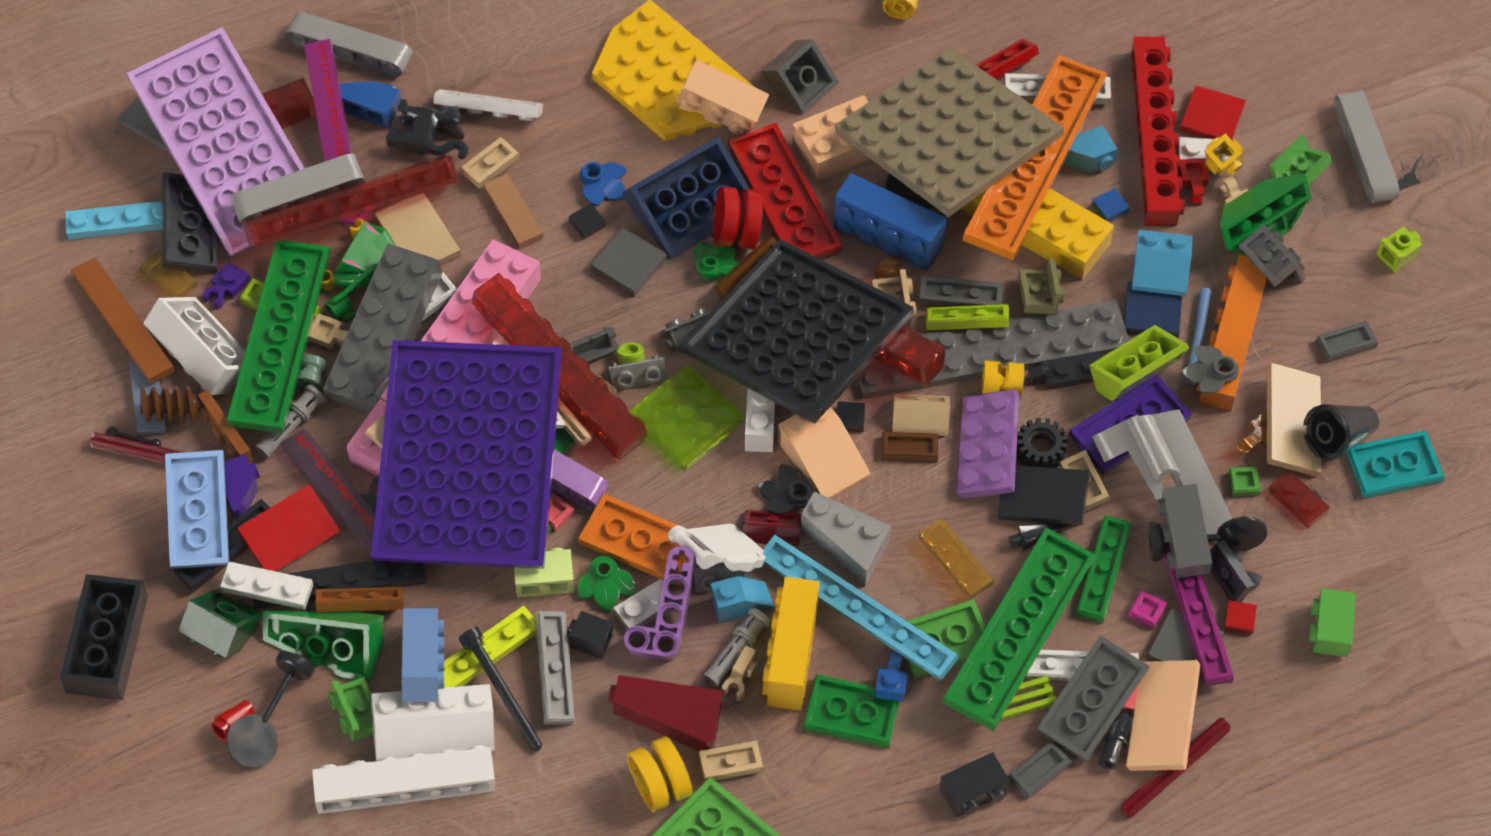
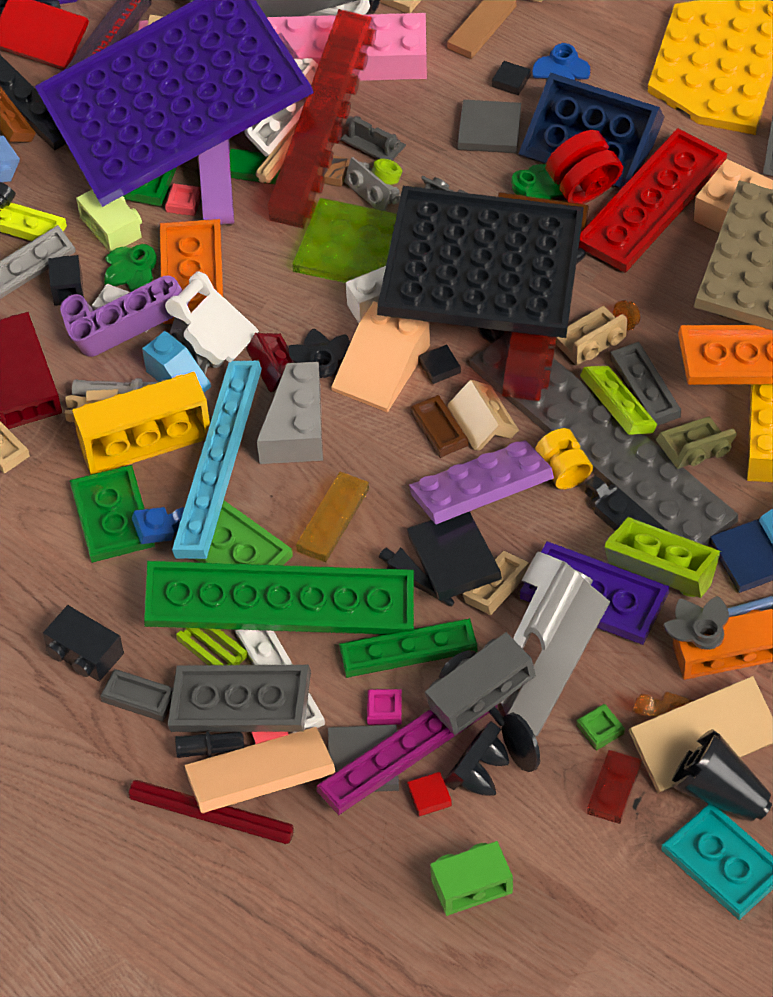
camera: 65 degrees right, 5 degrees down
(721, 98) = (704, 91): light nougat brick -> none
(889, 222) = (672, 279): blue brick -> none
(1044, 431) = (514, 512): black tyre -> none

